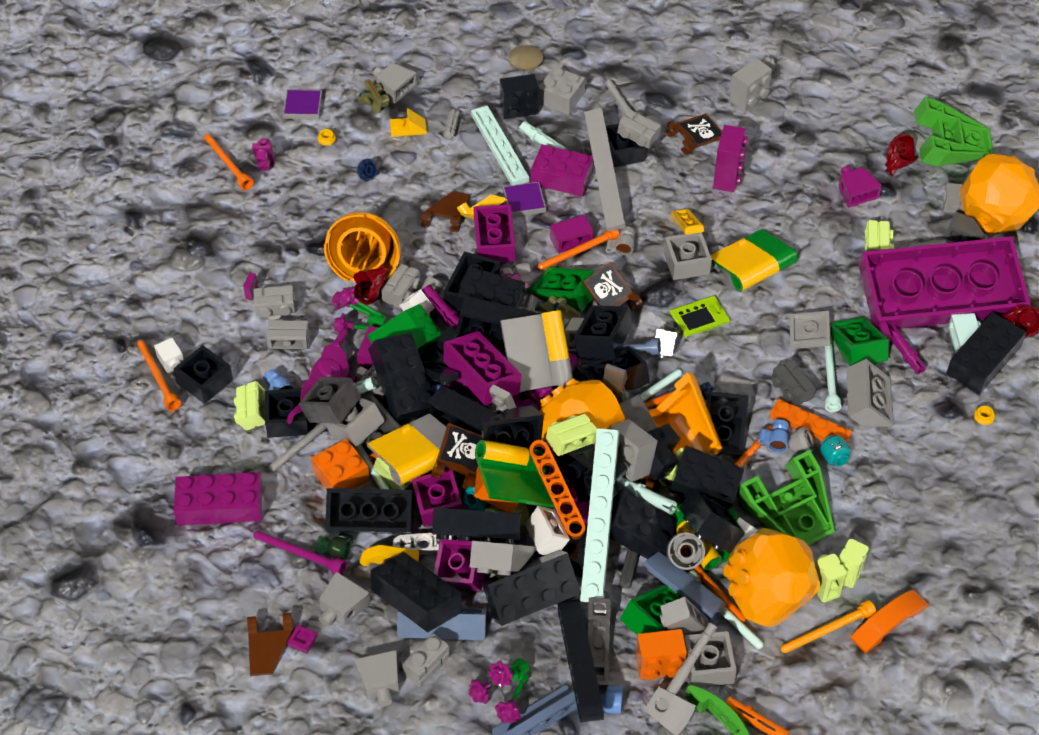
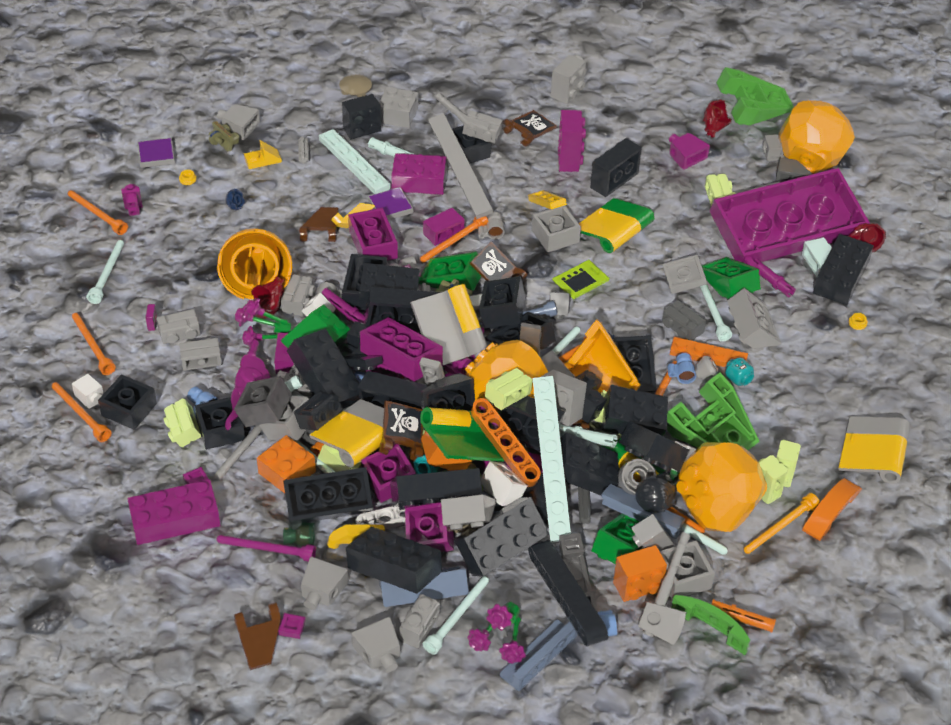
camera: 15 degrees left, 5 degrees down
(193, 330) = (105, 365): none -> orange piece
(203, 251) = (96, 294): none -> light aqua piece
(250, 465) = (195, 476): none -> magenta tile
(381, 419) = (317, 411): none -> black window
(435, 684) = (434, 642): none -> light aqua piece
(703, 572) = (657, 493): none -> black hair
(771, 195) = (615, 167): none -> black brick
(958, 561) = (876, 446): none -> yellow door

